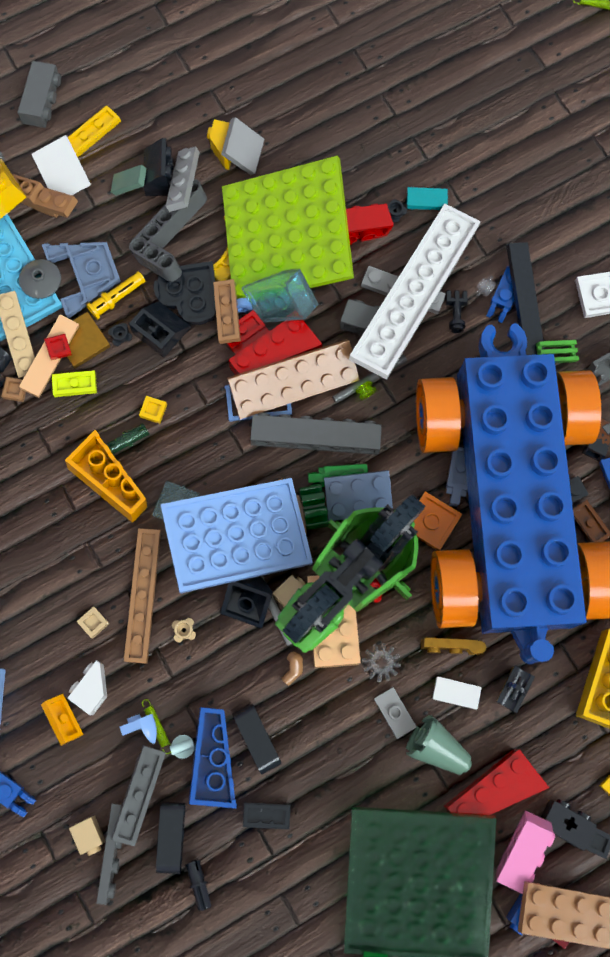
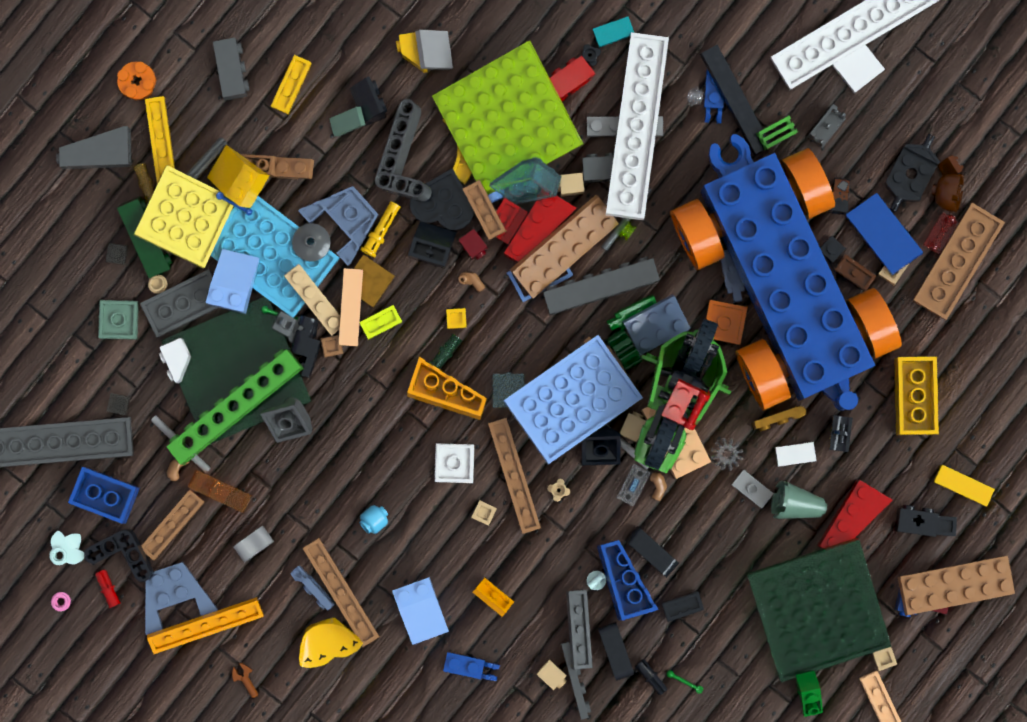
camera: 15 degrees left, 10 degrees up
(58, 347) = (355, 297): red tile -> none
(61, 167) = (280, 131): white sticker -> none
(85, 557) = (454, 463): none -> white tile
(91, 690) = (506, 567): white slope -> none
(120, 328) = (399, 258): black plate -> none
(146, 723) = (554, 576): light blue plate -> none
(161, 735) = (569, 573): lime piece -> none
(182, 179) = (395, 103): light grey plate -> none
(185, 377) = (471, 279): none -> medium nougat arm
(202, 343) = (473, 245): none -> dark red brick
(247, 921) = (699, 689): none -> green hinge
(266, 656) = (633, 485): none -> clear tile
(325, 322) = (571, 184): none -> tan brick
(349, 573) = (679, 402): none -> plate
(456, 325) = (682, 142): black hinge -> none
(524, 851) = (891, 555): bright pink brick -> none

